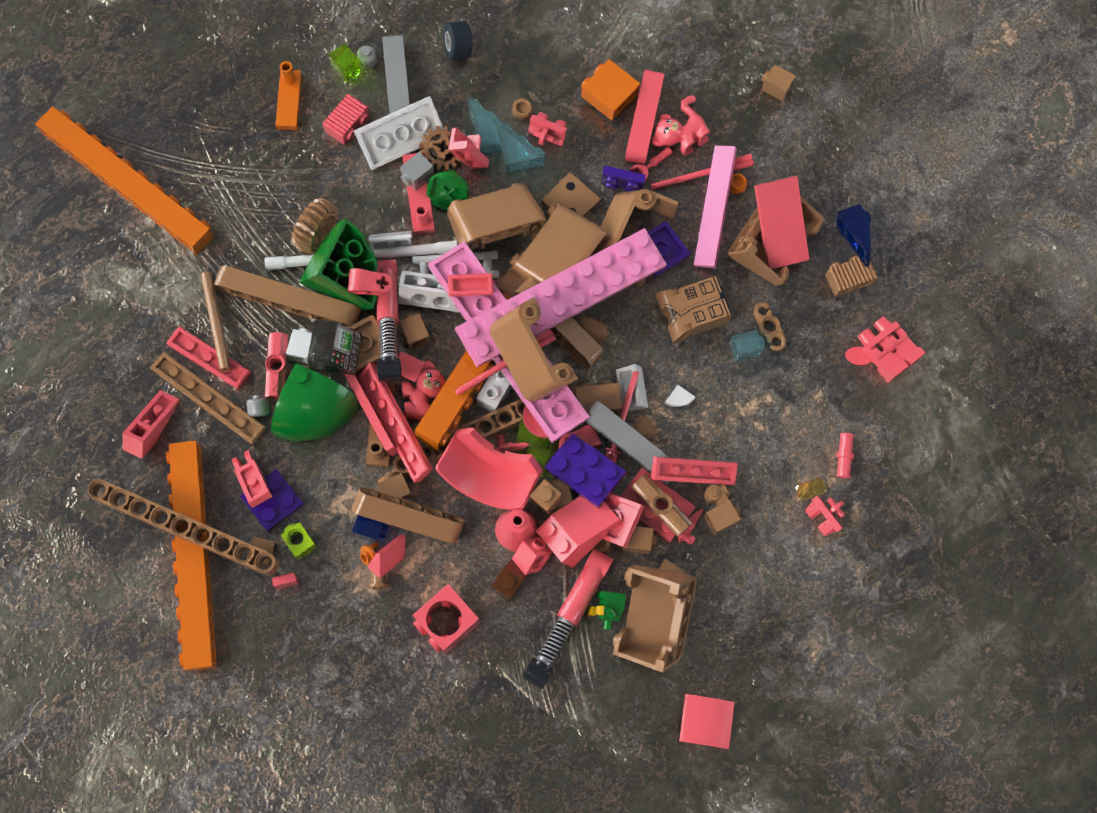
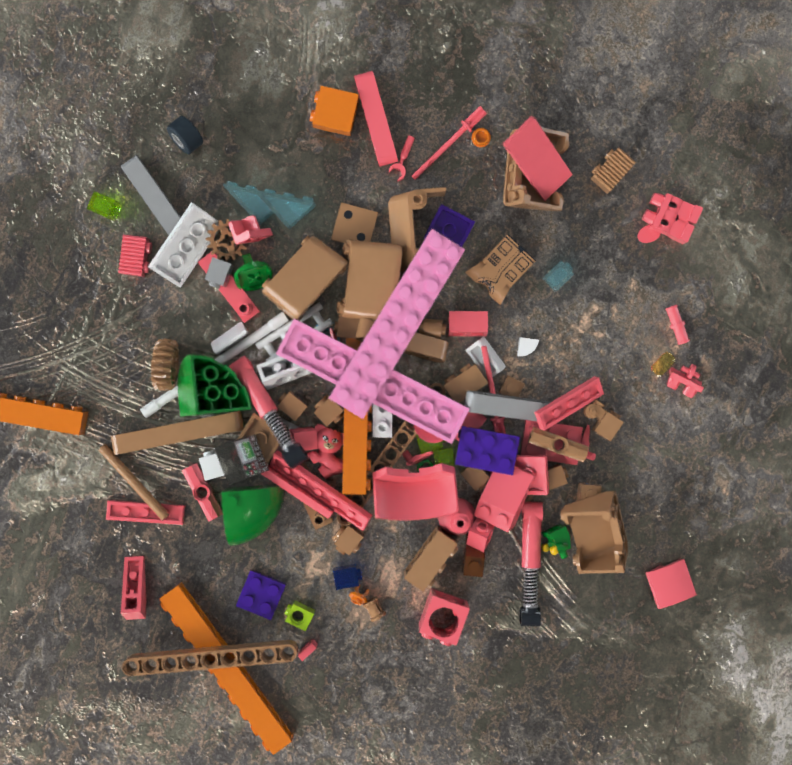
camera: 25 degrees left, 15 degrees up
(208, 398) = (164, 543): medium nougat tile -> none
(251, 480) = (237, 591): coral hinge -> none
(258, 406) = (207, 530): light grey piece -> none
(263, 544) = (275, 633): medium nougat plate -> none
(288, 97) = (76, 262): orange piece -> none
(365, 282) = (236, 397): coral piece -> none
(367, 57) = (118, 189): light grey piece -> none
(388, 556) = (374, 593): coral slope -> none
(407, 515) = (371, 555): medium nougat beam -> none
(447, 353) = (328, 411): none -> medium nougat brick
(467, 551) = (430, 559): none -> medium nougat brick
(470, 284) = (320, 354): coral tile -> none
(522, 109) = (271, 166): medium nougat tile -> none
(524, 355) = (378, 383): medium nougat windscreen -> none
(543, 340) = (396, 379): coral piece -> none
(546, 497) = (469, 488): medium nougat brick -> none
(547, 130) = (302, 177): coral hips -> none
(618, 178) = (396, 187): dark purple plate -> none
(631, 344) = (468, 323): none -> coral hinge
(670, 131) = (404, 121): coral animal -> none
(715, 206) = (474, 169): bright pink tile -> none
(777, 82) = (470, 26): medium nougat brick -> none
(777, 333) = (558, 246): medium nougat piece -> none
(855, 228) = (598, 128): clear blue slope -> none

